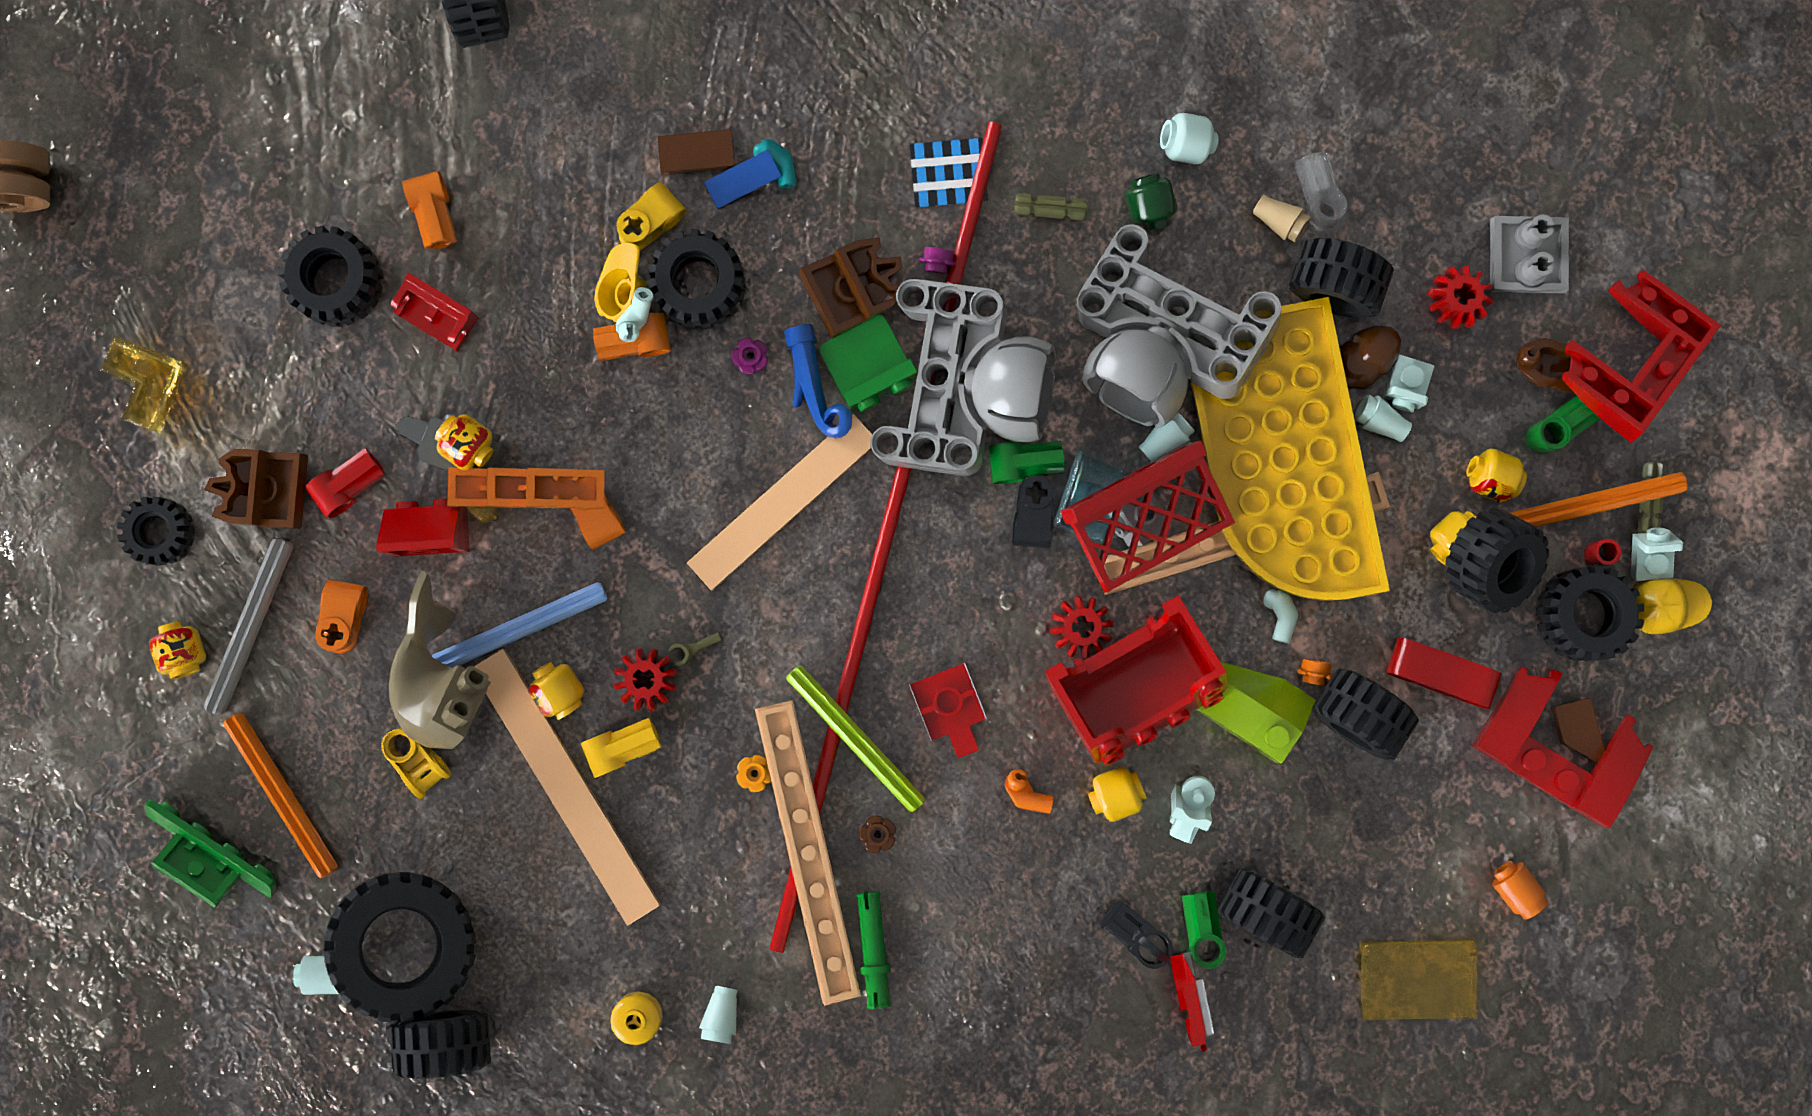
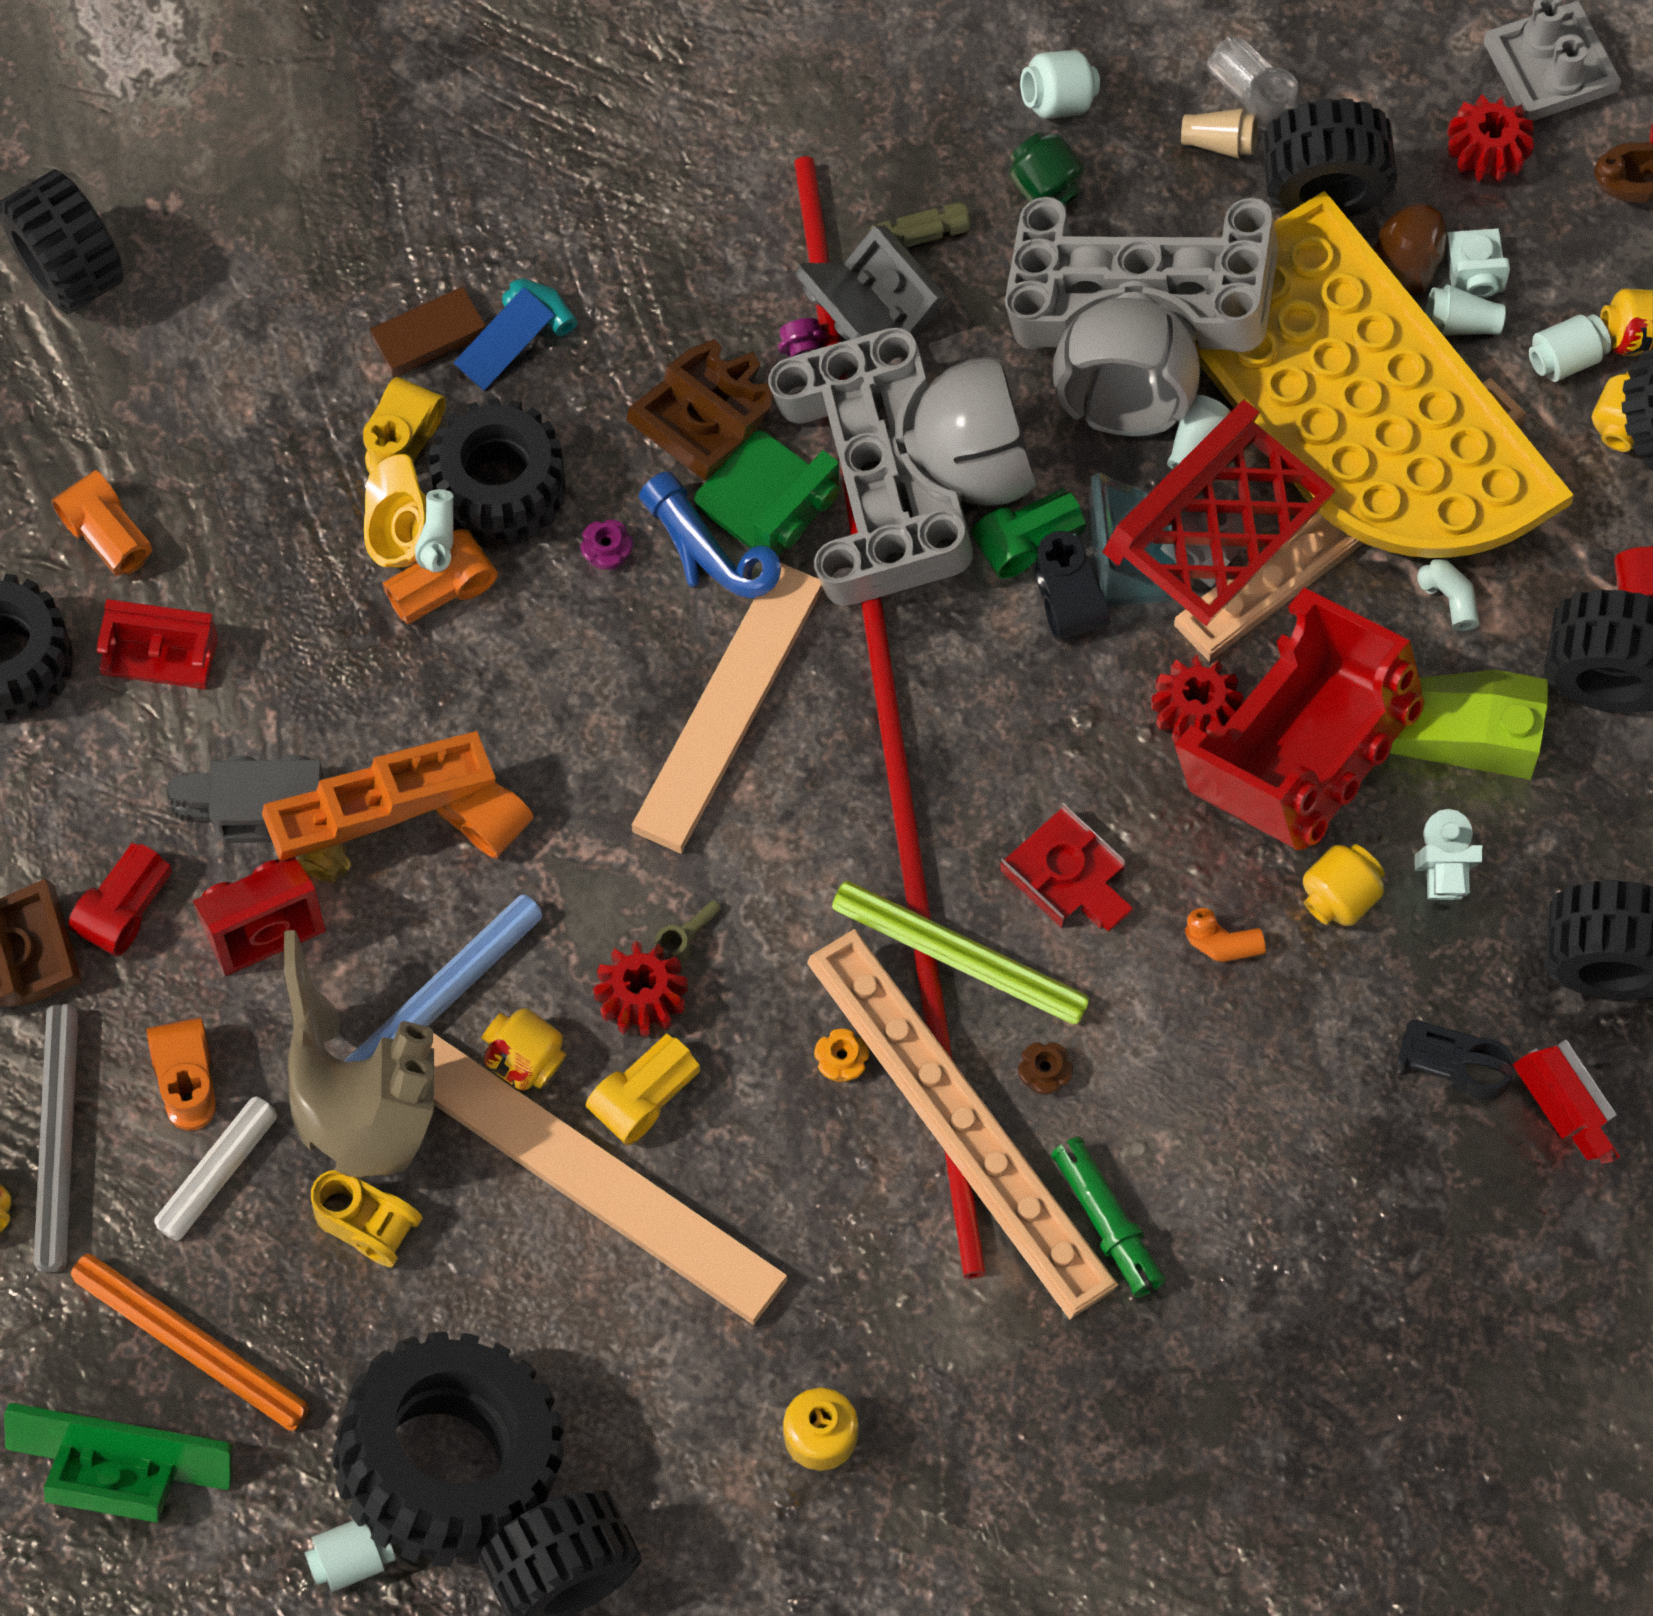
camera: 20 degrees left, 20 degrees down
(338, 687) = (215, 1168): none -> white axle
(464, 442) = (272, 766): yellow head -> none
(720, 1016) = (936, 1389): light aqua cone -> none
(944, 171) = (762, 240): sticker -> none
(995, 247) = (874, 288): none -> dark grey bracket
(1203, 925) = (1537, 1005): green piece -> none
(1315, 671) = (1527, 641): orange plate -> none
(1440, 473) = (1569, 347): none -> light aqua brick

